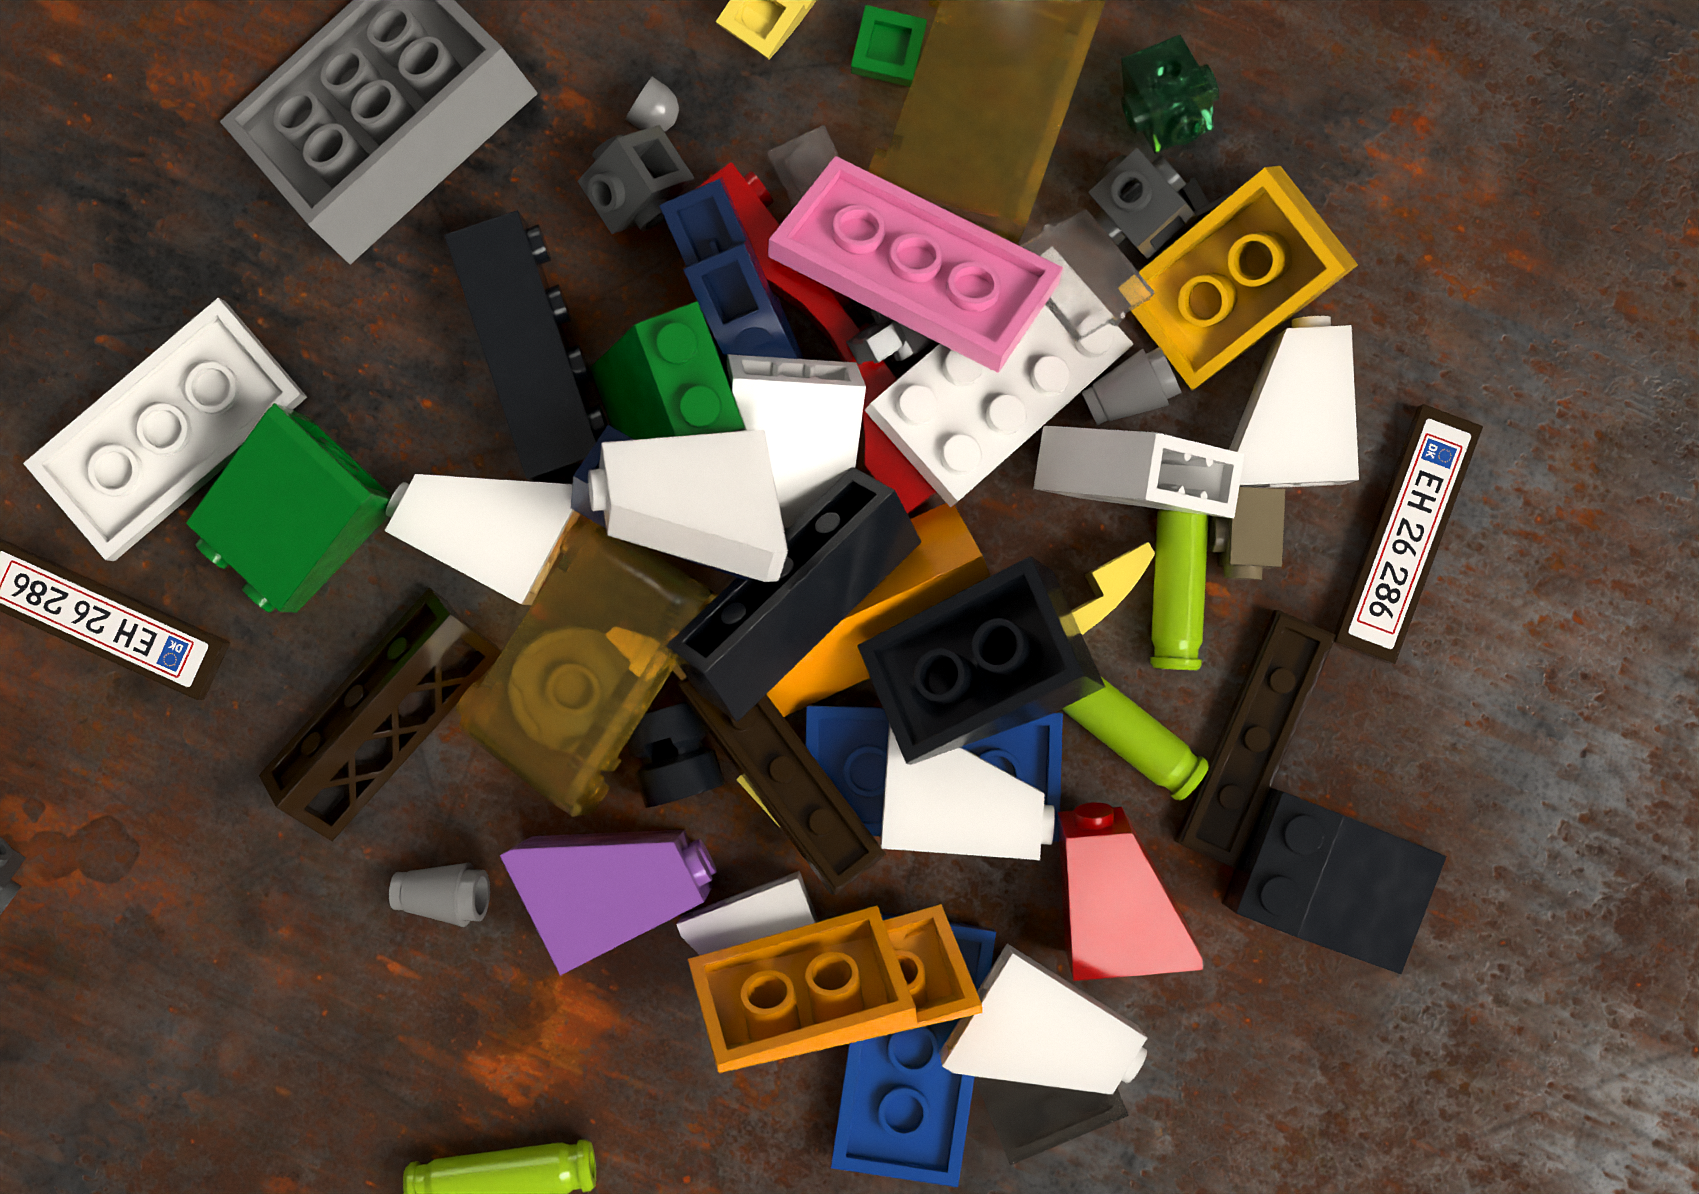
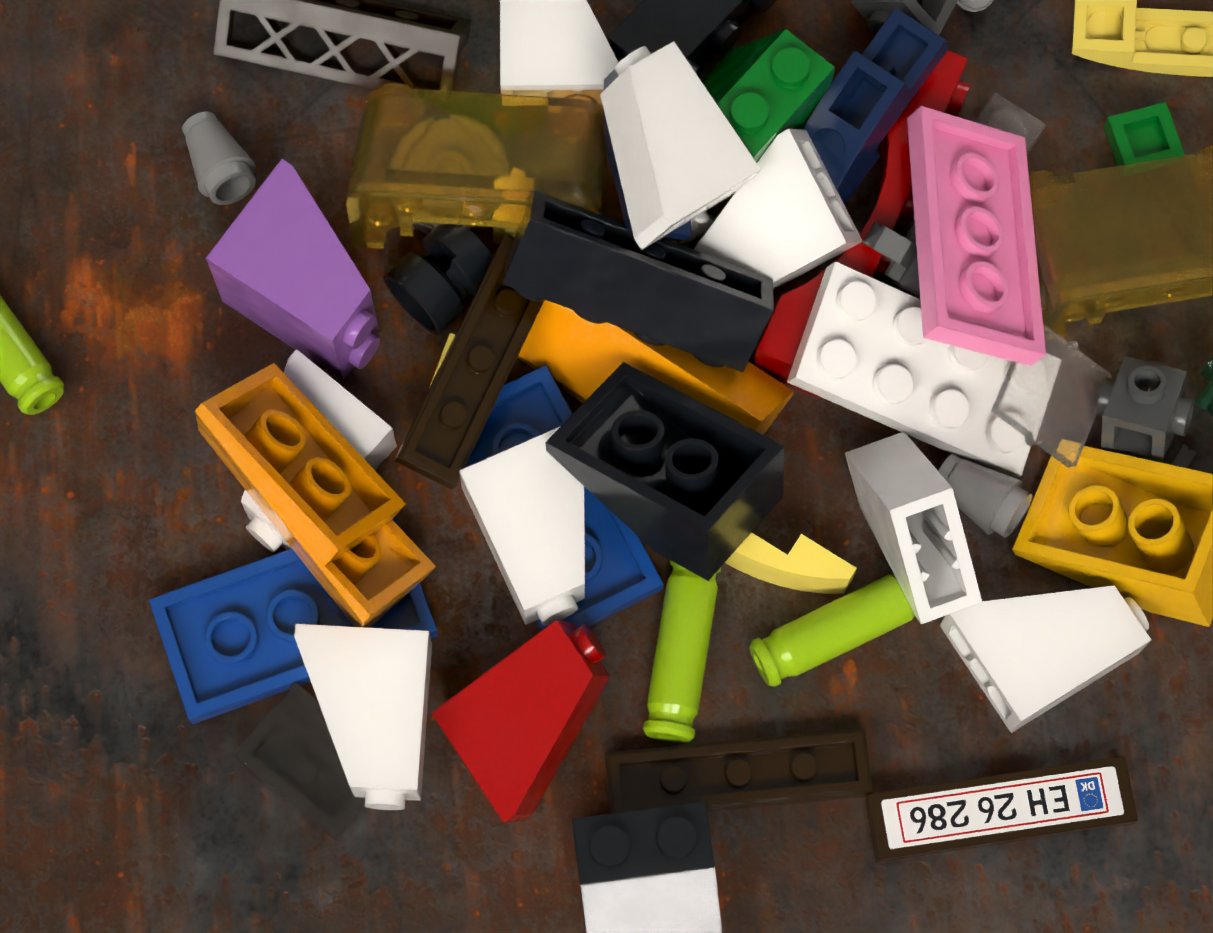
camera: 60 degrees right, 15 degrees down
(1253, 536) = (918, 659): dark tan brick -> none

